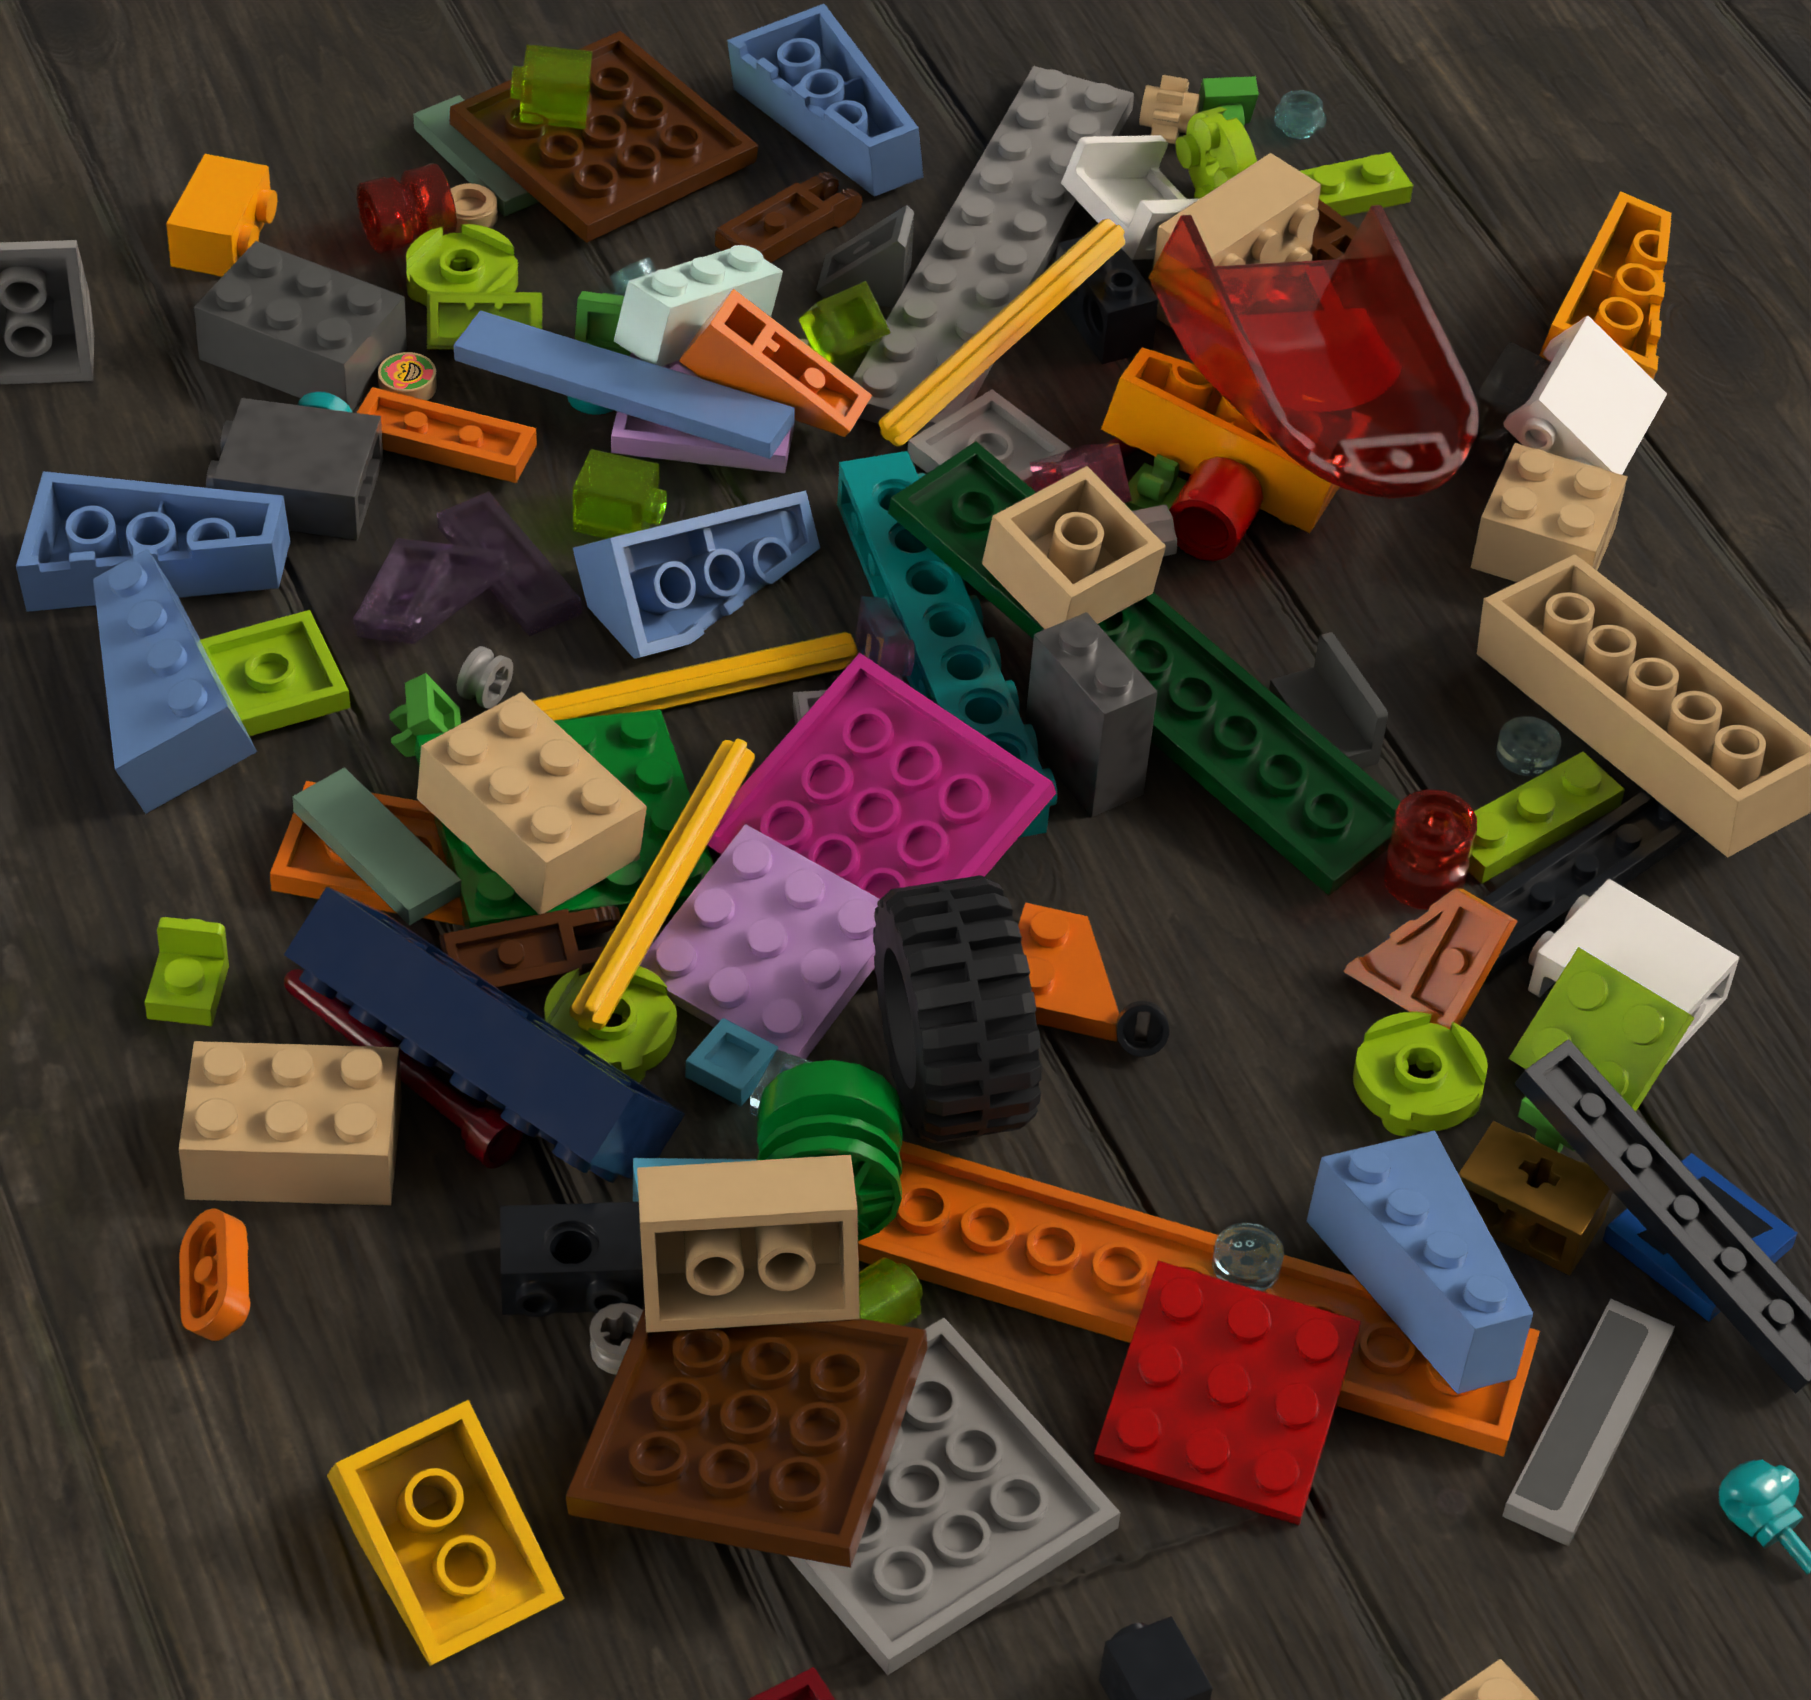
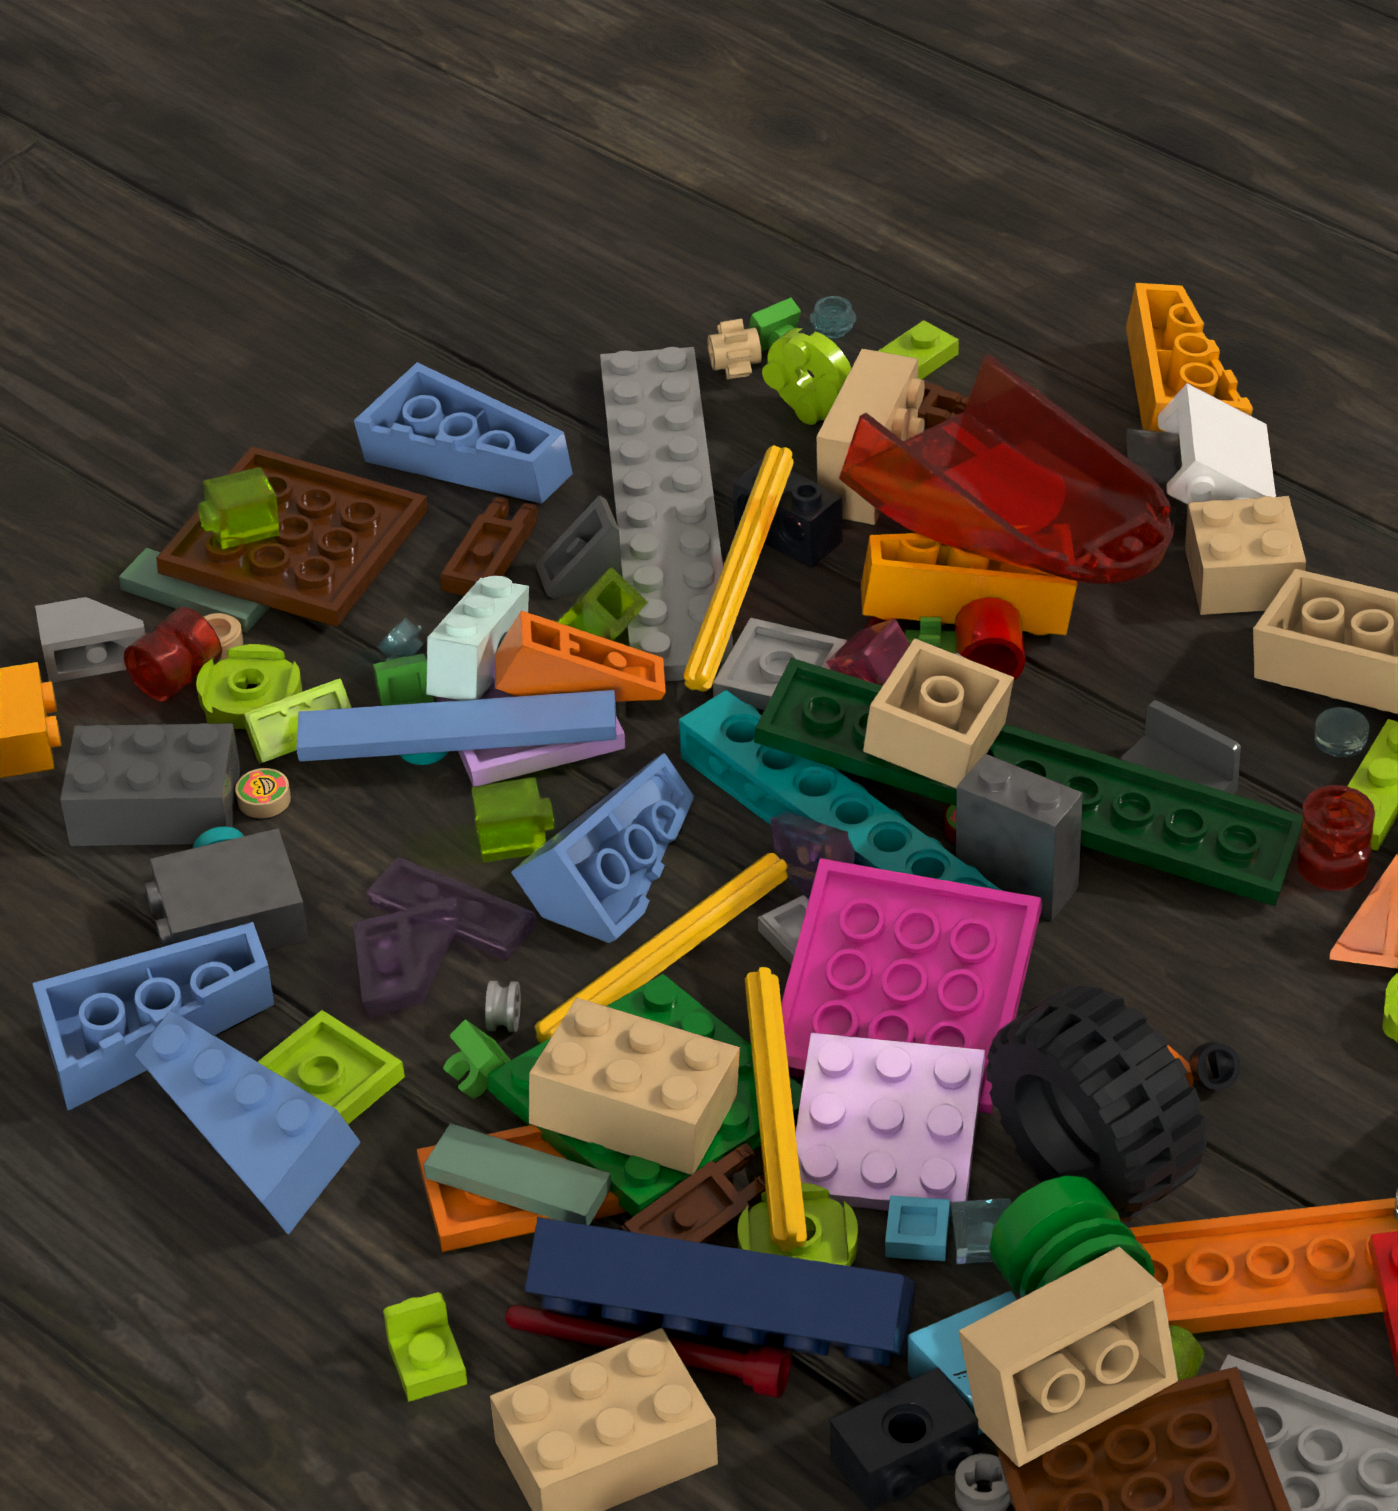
camera: 20 degrees left, 5 degrees down
(330, 159) = (84, 638): none -> light grey slope
(451, 435) = (336, 823): orange plate -> none
(1123, 183) = (738, 423): white panel -> none

